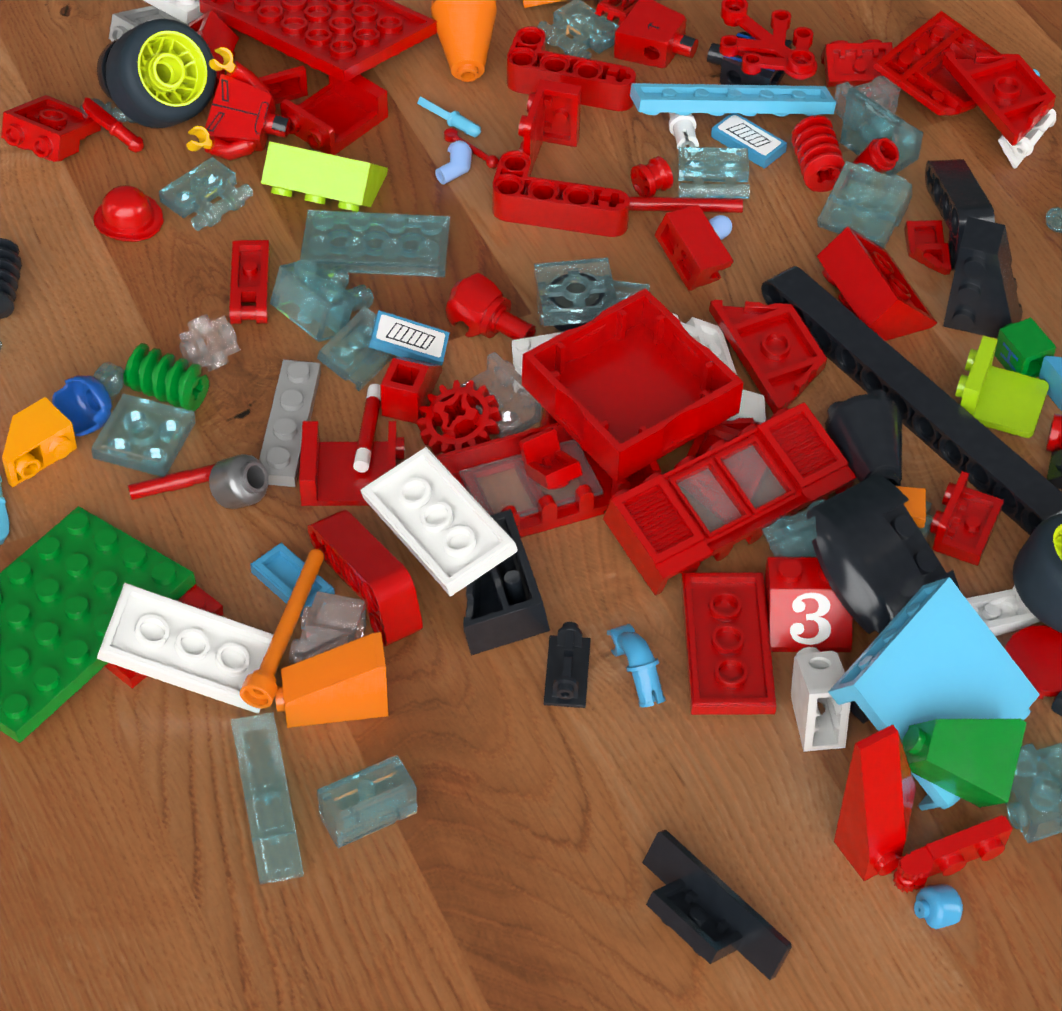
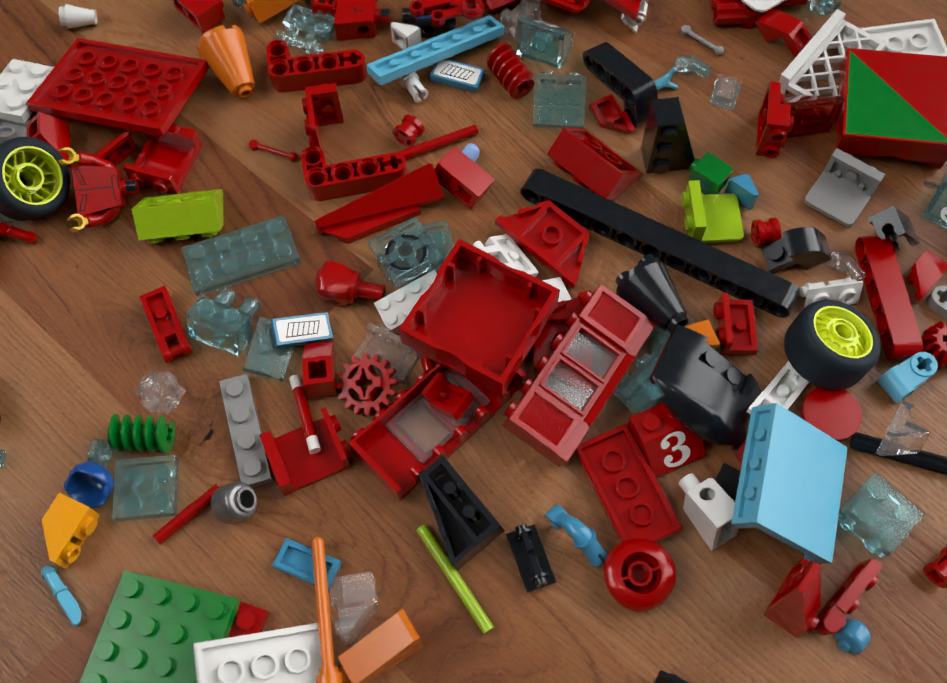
camera: 20 degrees left, 15 degrees up
(128, 215) = (52, 301): red hat -> none
(200, 186) = (93, 258): clear light blue plate -> none
(370, 573) = (360, 541): red beam -> none
(439, 521) = (397, 487): white piece -> none
(453, 118) = (250, 131): medium azure piece -> none
(459, 162) = (270, 165): light blue arm -> none
(463, 662) = (455, 579): none -> lime bar
(617, 236) = (383, 206): none -> red wedge
(692, 730) = (639, 574): none -> red hat
(702, 71) = (405, 35): none -> white slope
(714, 165) = (443, 105): clear light blue plate -> none
(879, 154) = (553, 60): red cone -> none
(967, 756) = (835, 525): green slope -> none
(1023, 230) = (664, 81): none -> medium azure bar

